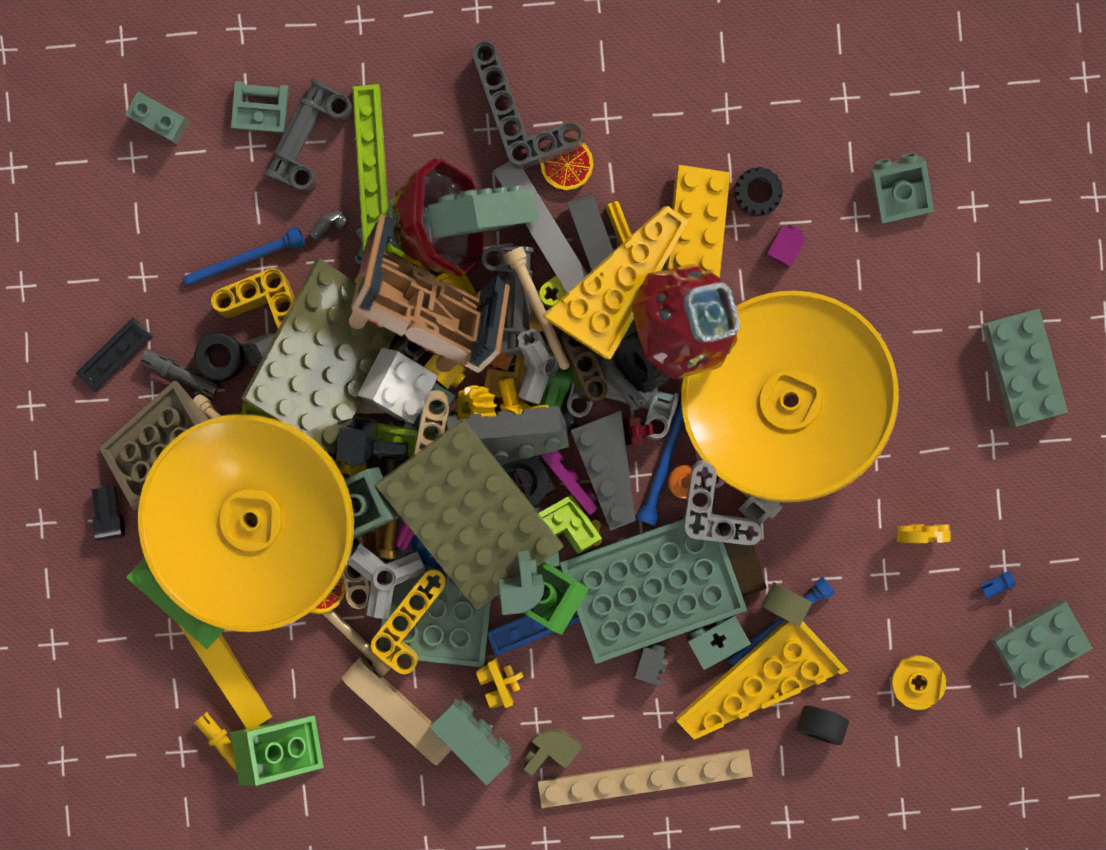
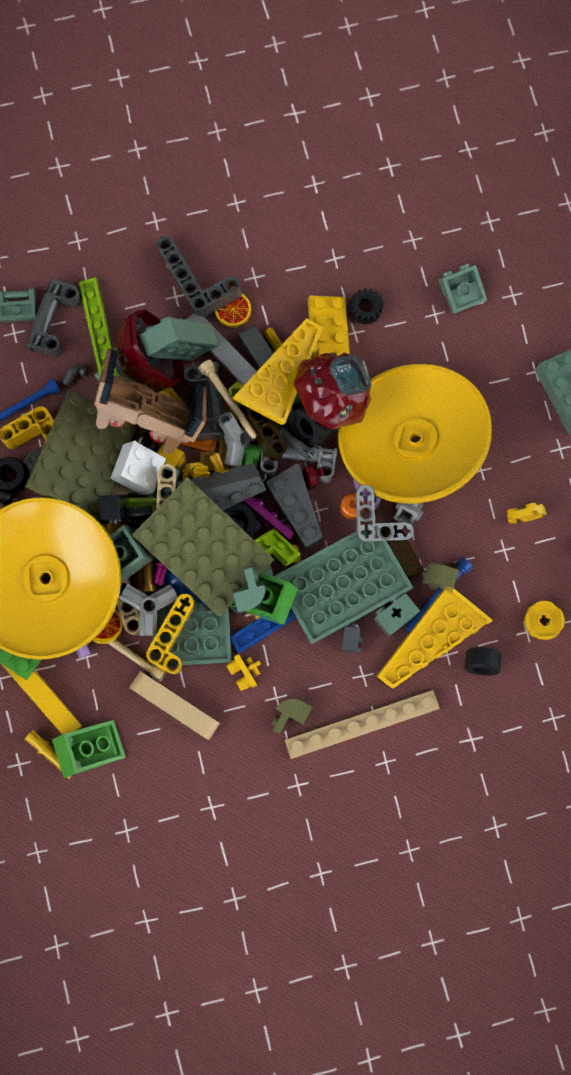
camera: 10 degrees left, 10 degrees down
(472, 740) = (231, 714): sand green brick -> none
(648, 512) = (330, 534): blue piece -> none
(786, 245) = (391, 338): magenta brick -> none

